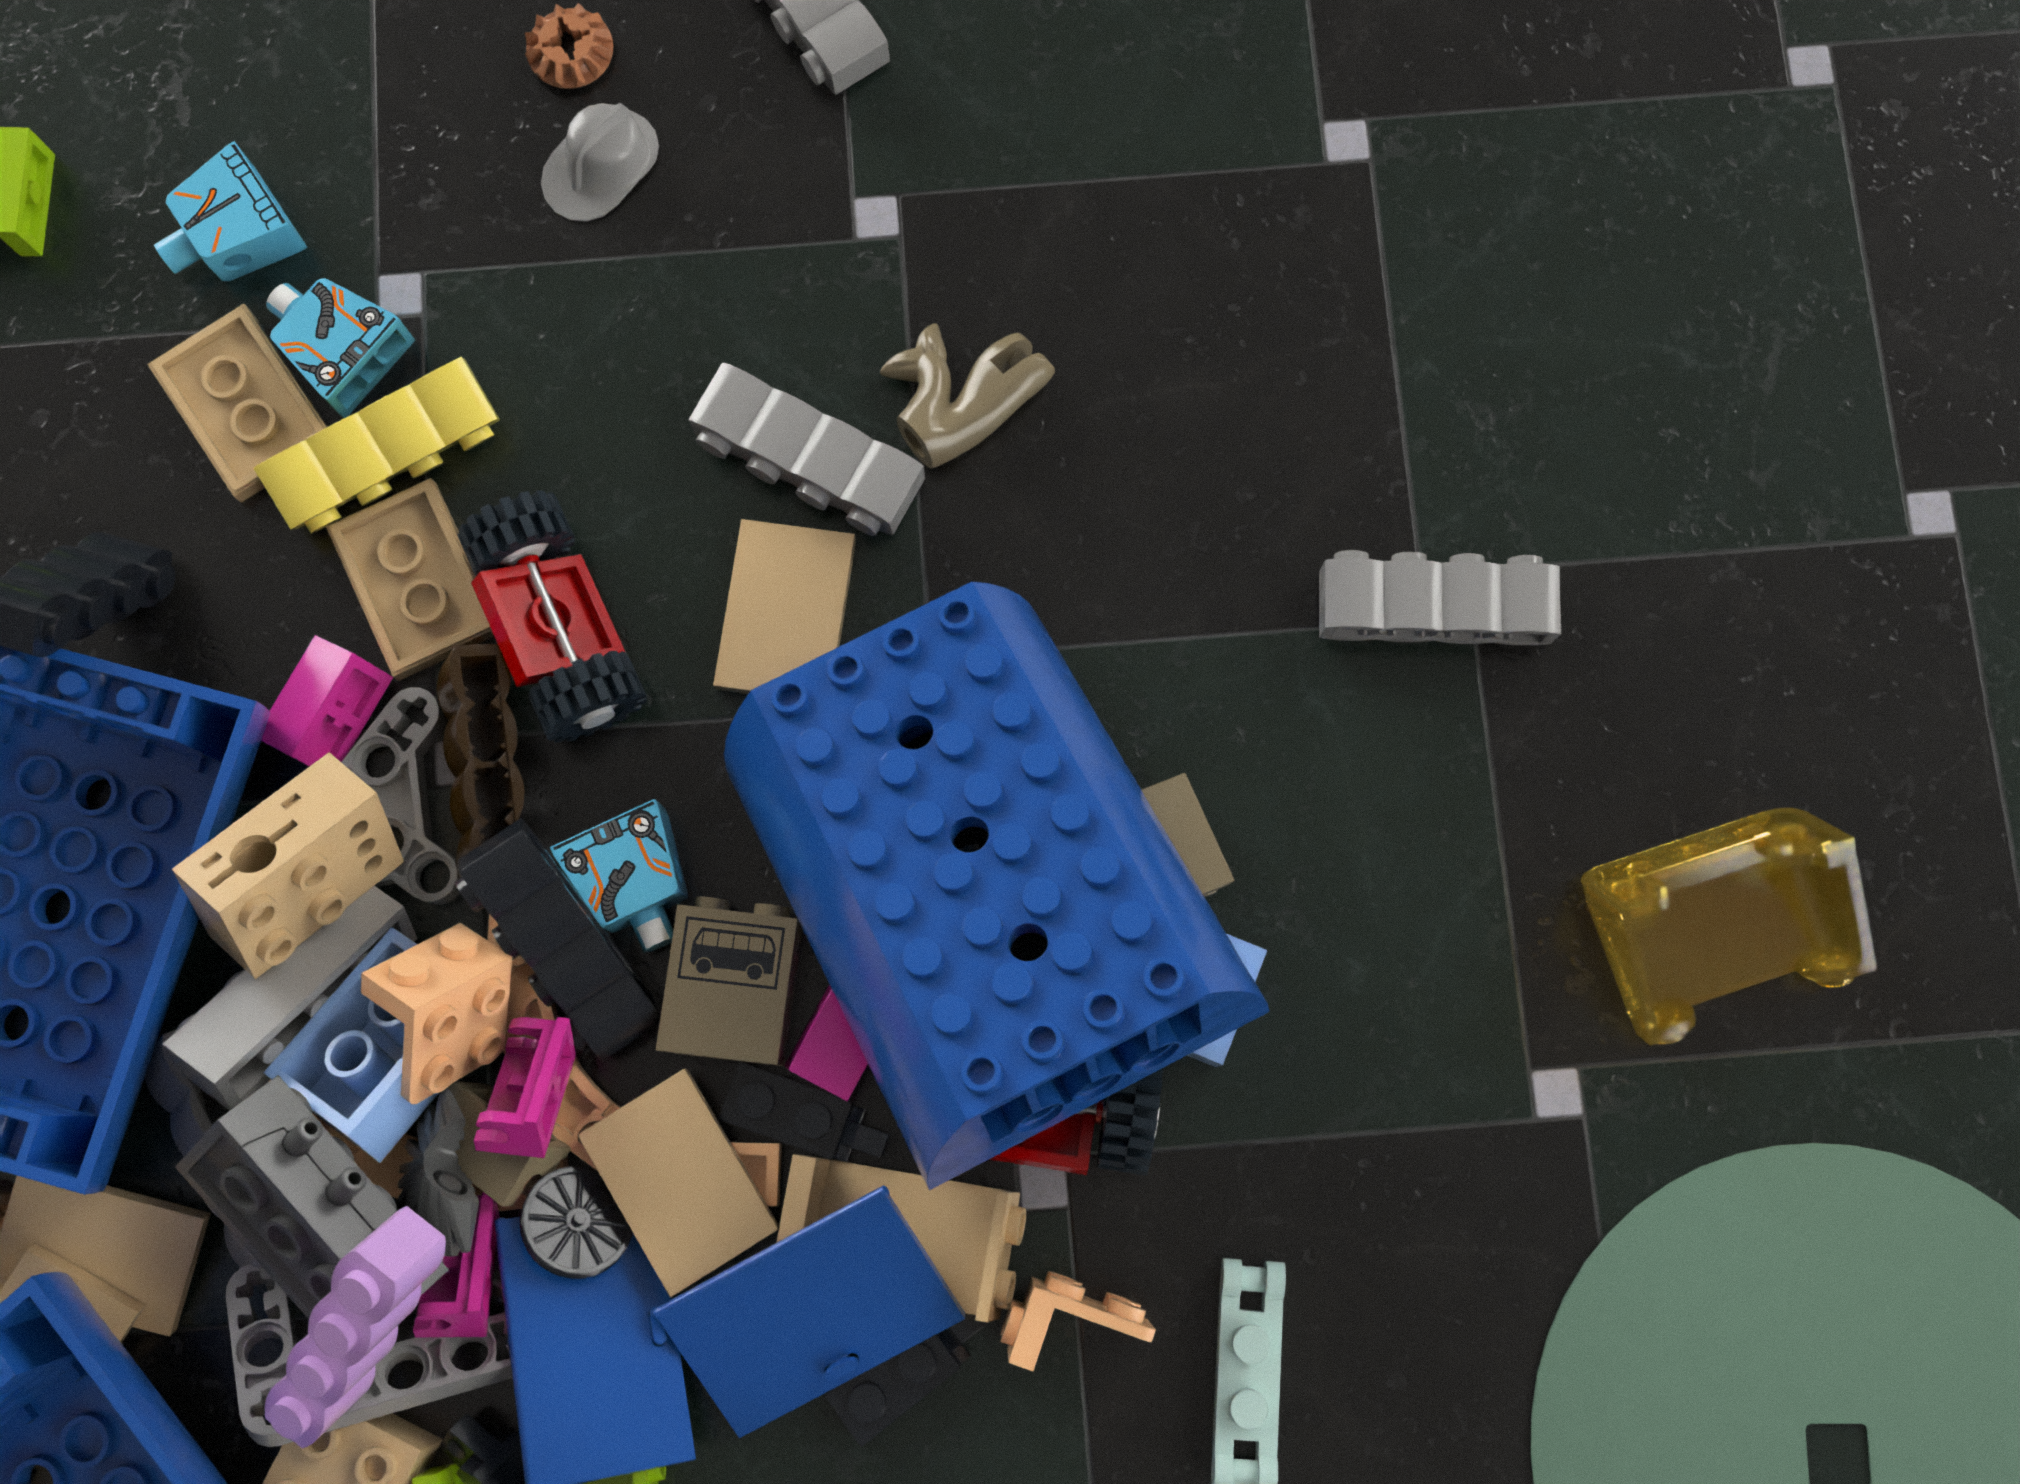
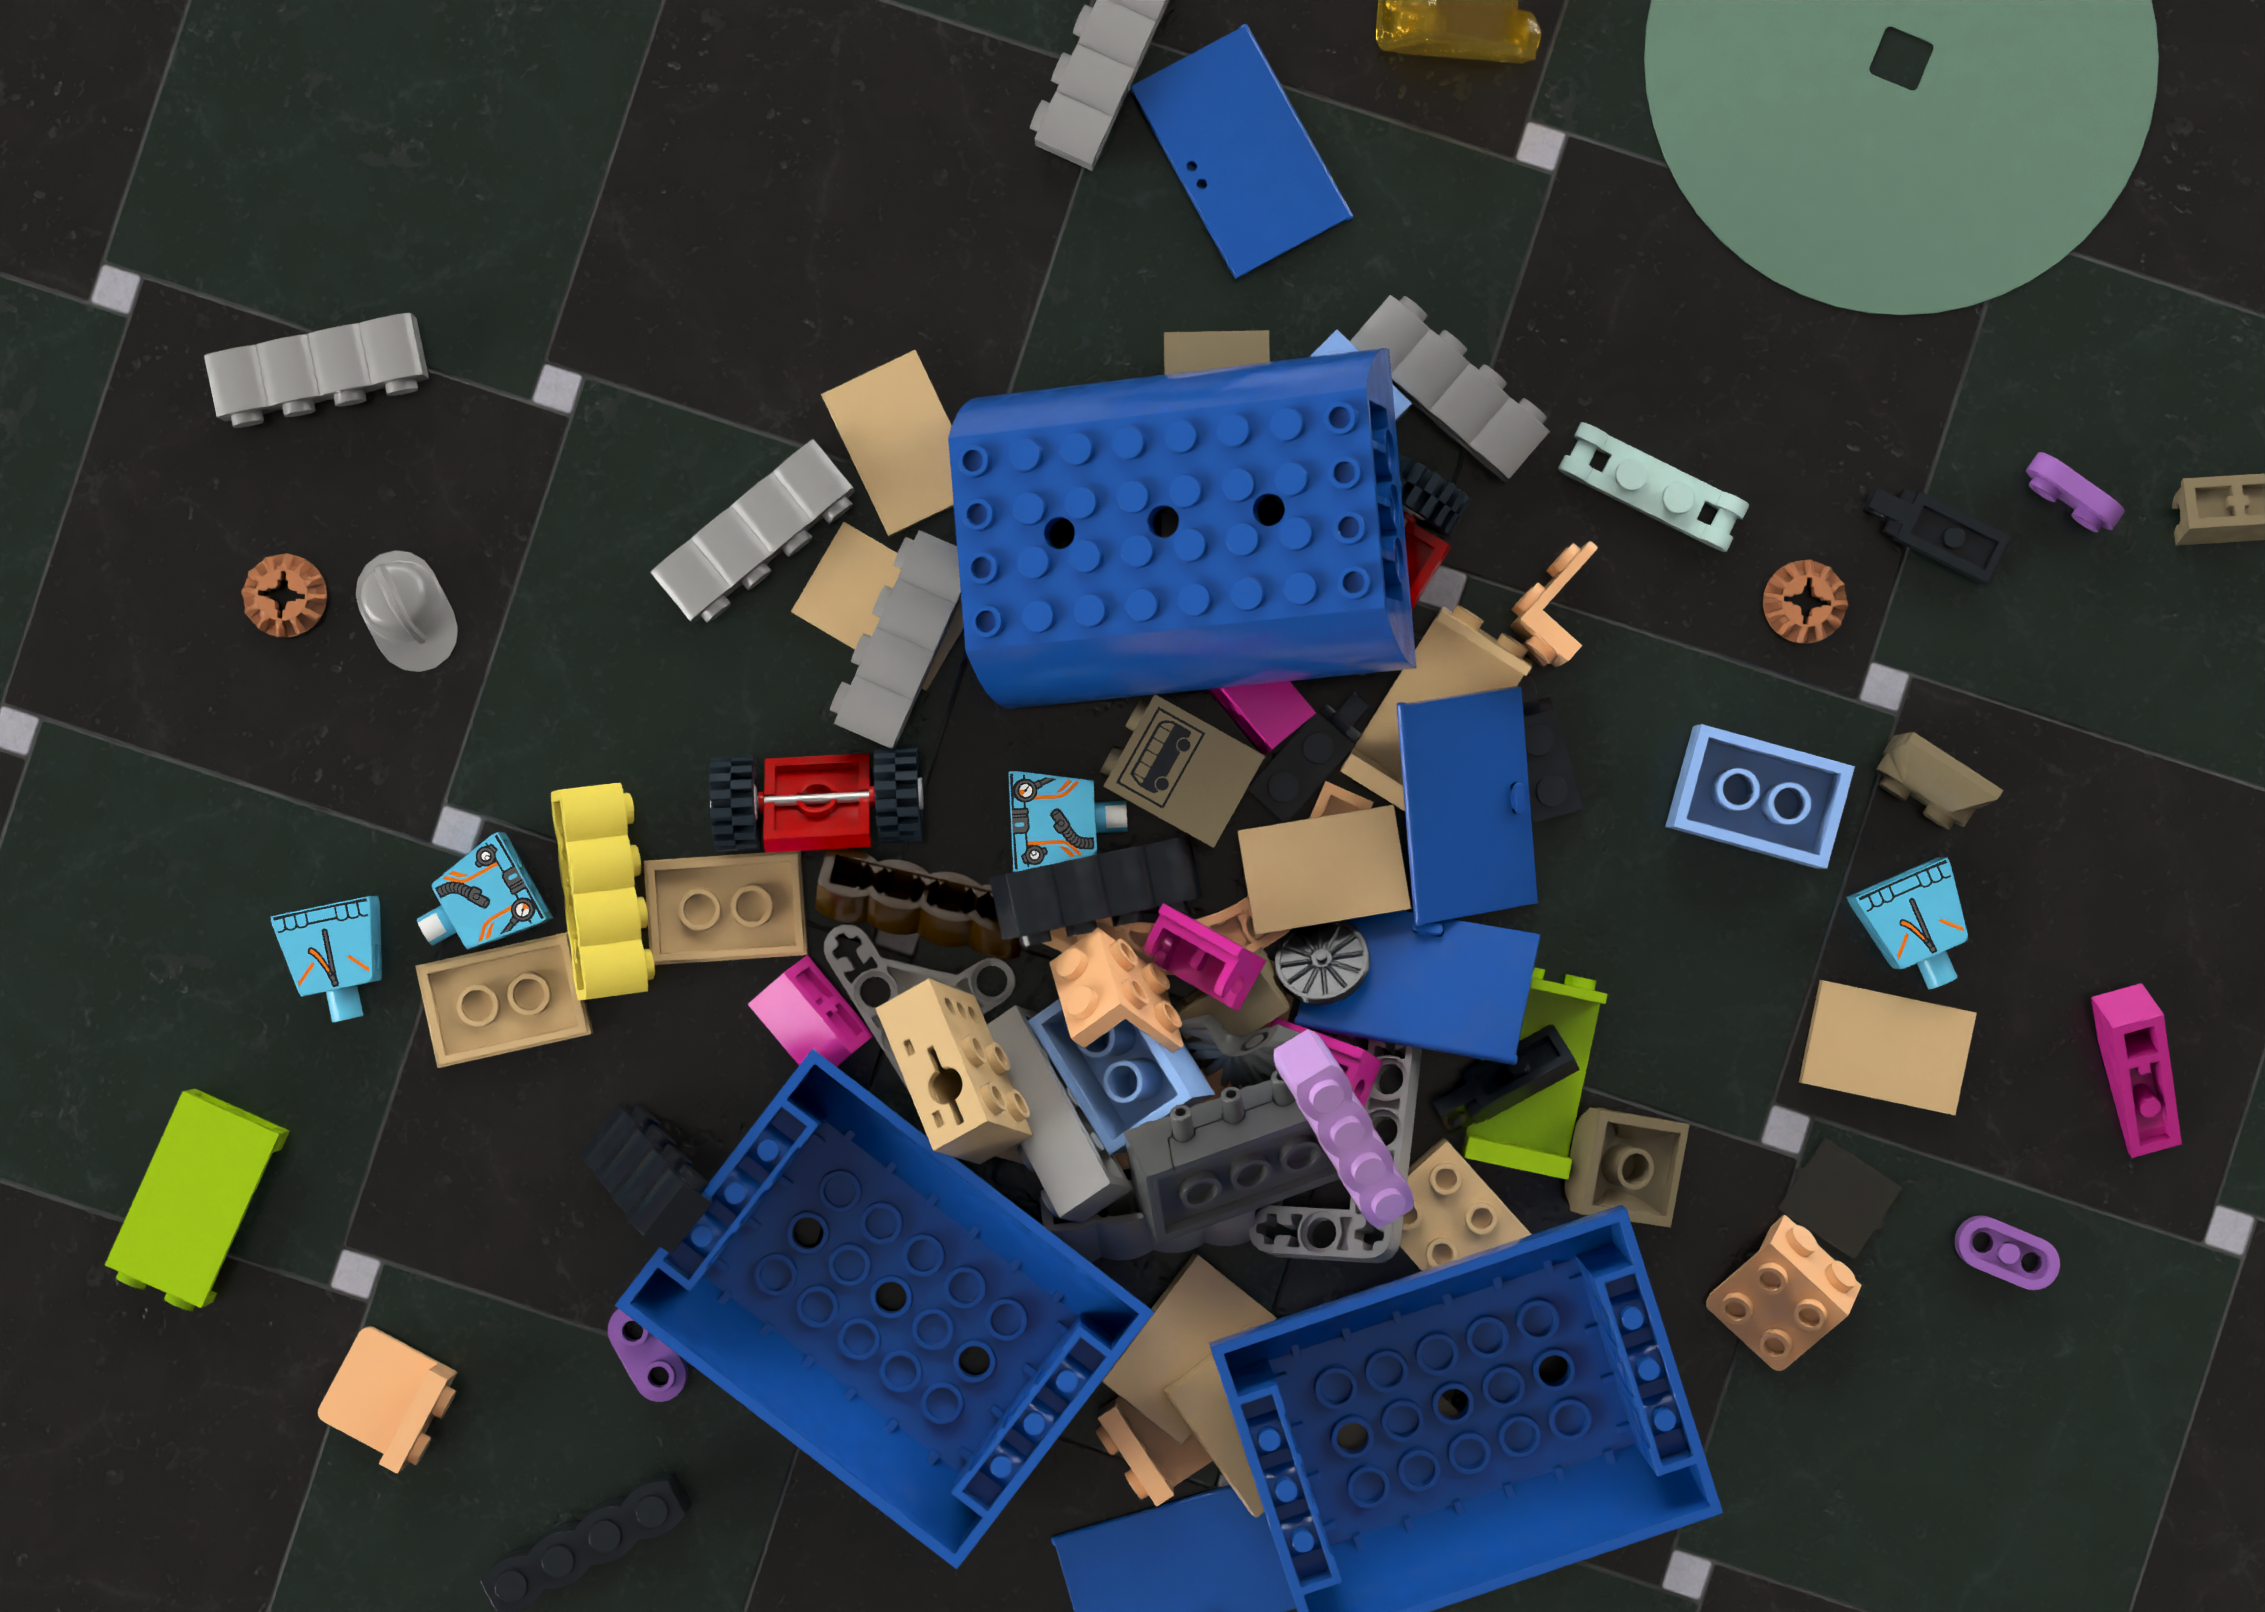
camera: 70 degrees left, 10 degrees up
(737, 636) = (904, 643): none -> light grey brick
(965, 537) = (896, 440): none -> tan tile
(993, 391) = (784, 407): dark tan piece -> none
(1257, 1104) = (1451, 390): none -> light grey brick
(1399, 802) = (1248, 148): none -> blue container

